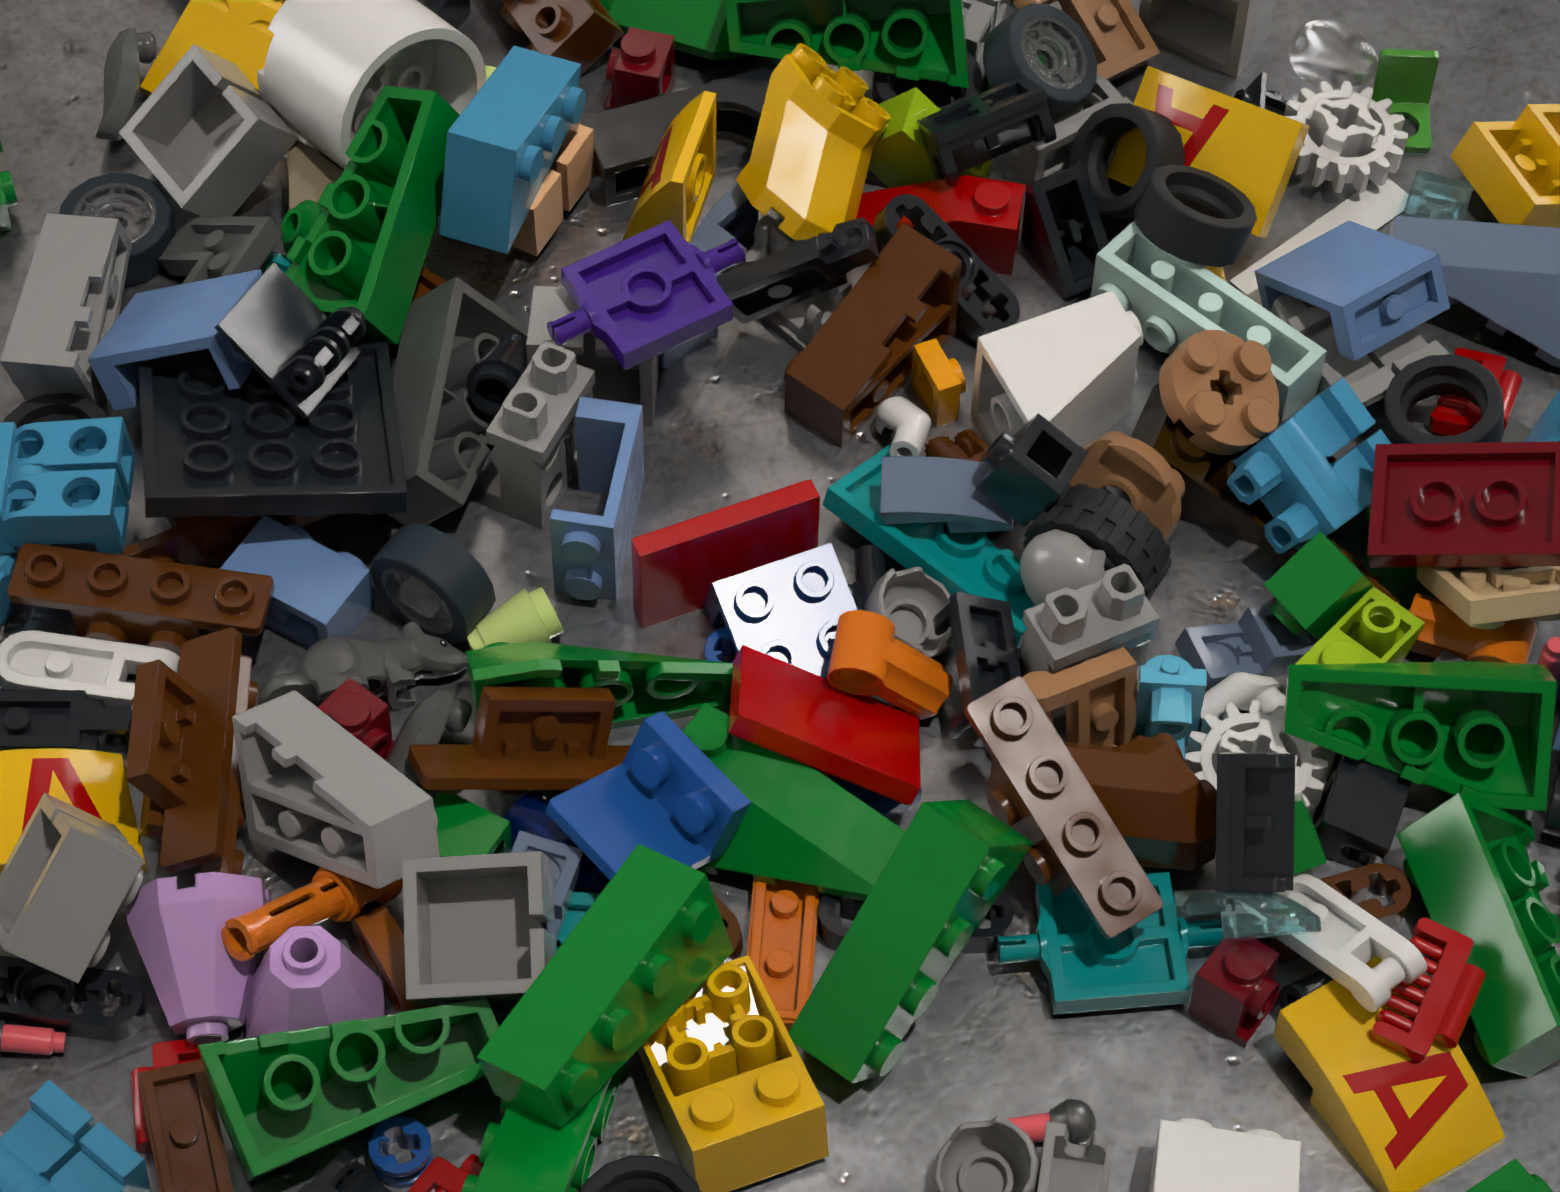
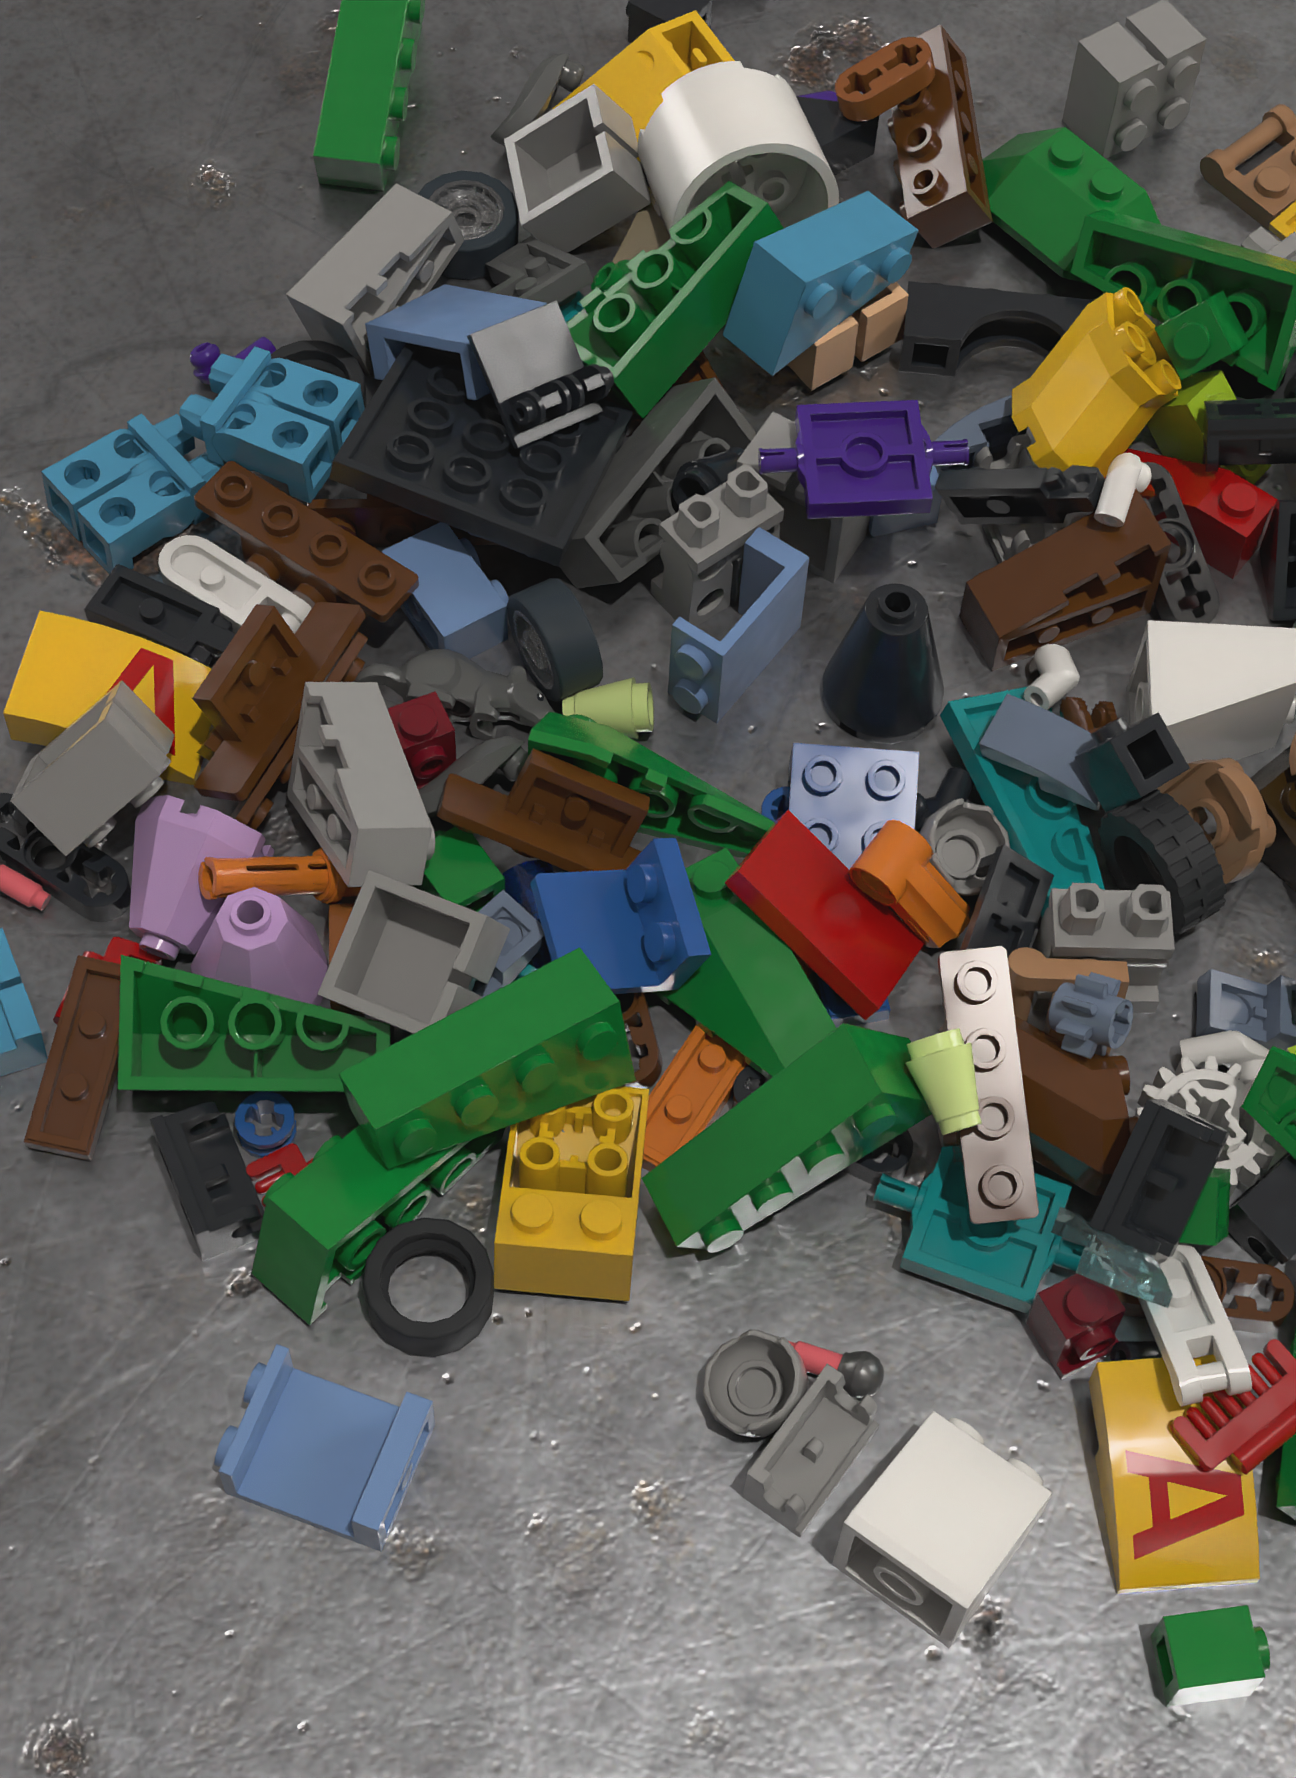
camera: 25 degrees right, 5 degrees up
(640, 68) = (990, 258): dark red brick -> none
(680, 171) = (960, 368): yellow slope -> none
(682, 560) = (782, 710): red tile -> none
(747, 455) = (886, 669): none -> black cone
(884, 61) = (1202, 335): none -> green brick
(889, 220) = (1122, 479): none -> white arm
(937, 382) = (1106, 647): light orange plate -> none
(1031, 816) = (946, 1079): none -> yellowish green cone
(1058, 562) = (1113, 859): light grey hair -> none
(1120, 706) = (1090, 1015): none -> sand blue gear
(1169, 698) = (1157, 1032): medium azure hips -> none

